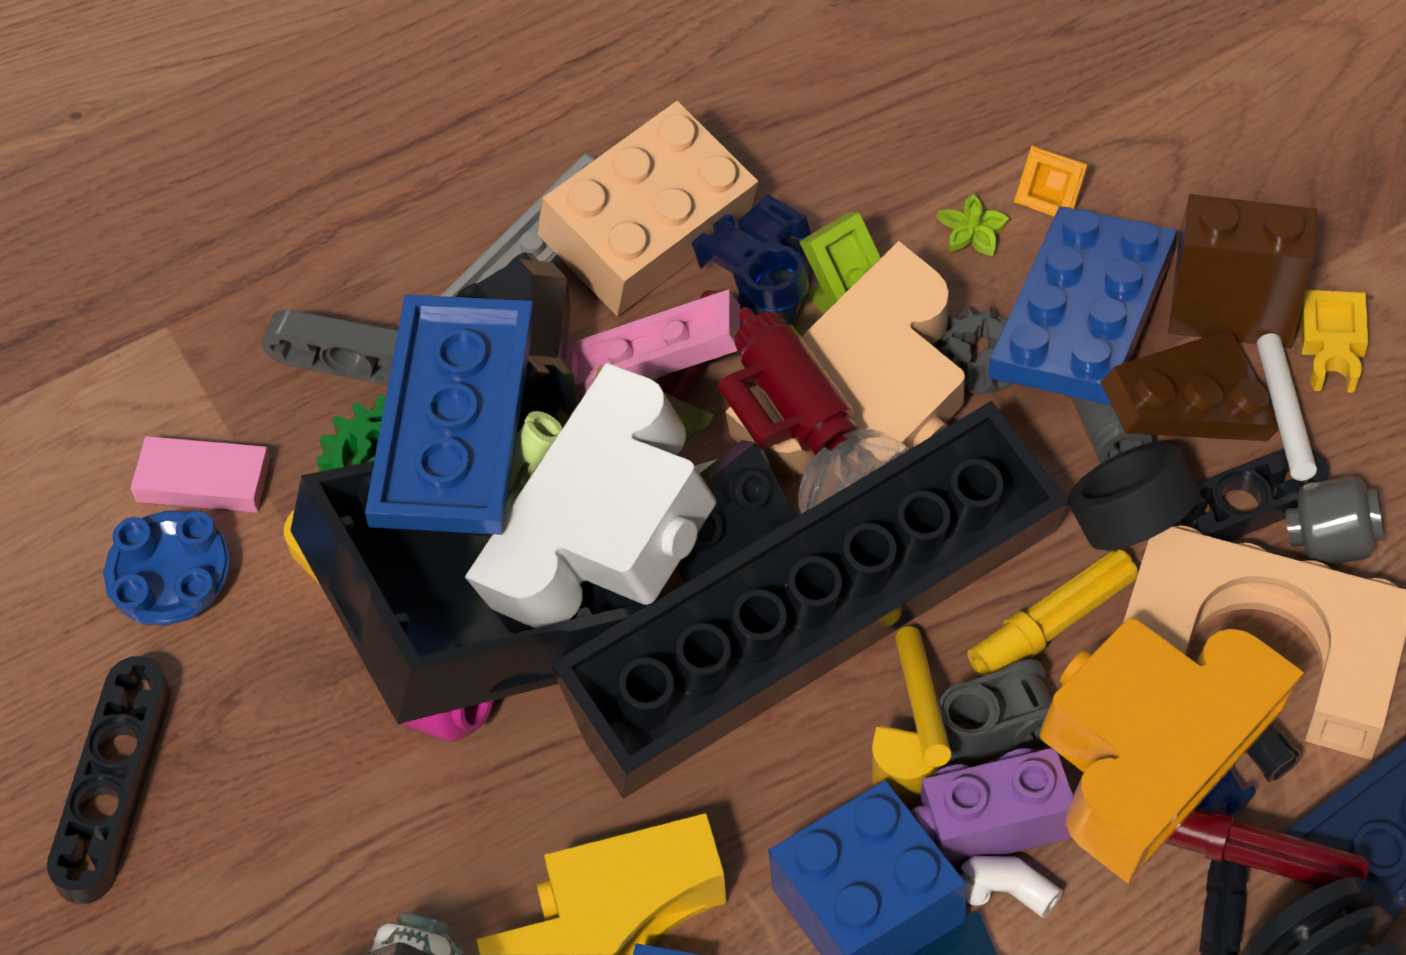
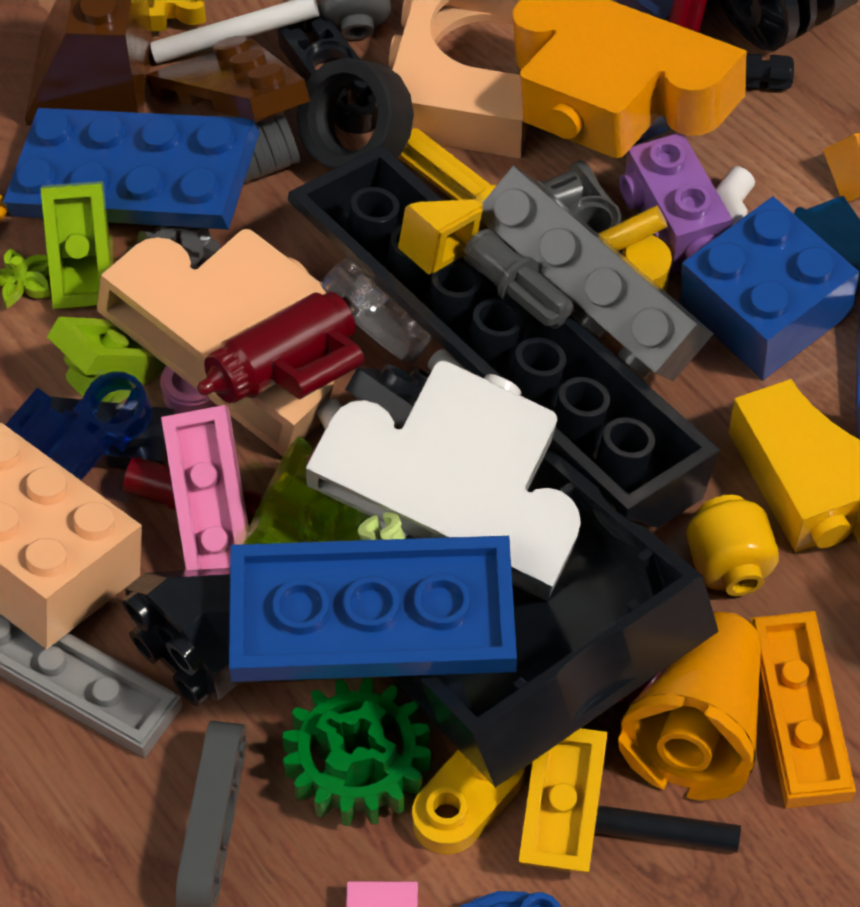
camera: 100 degrees left, 0 degrees up
(273, 687) = (668, 829): none -> black bar
(289, 610) = (564, 804): none -> yellow plate
(350, 740) = (700, 716): none -> light orange cone
(363, 850) = (802, 712): none -> light orange tile
(548, 805) = (732, 544): none -> yellow head
(848, 593) = (517, 278): none -> dark grey axle
(867, 680) = (595, 276): none -> dark grey brick
(907, 526) = (438, 231): none -> yellow slope
(991, 259) = (76, 241): none -> lime slope

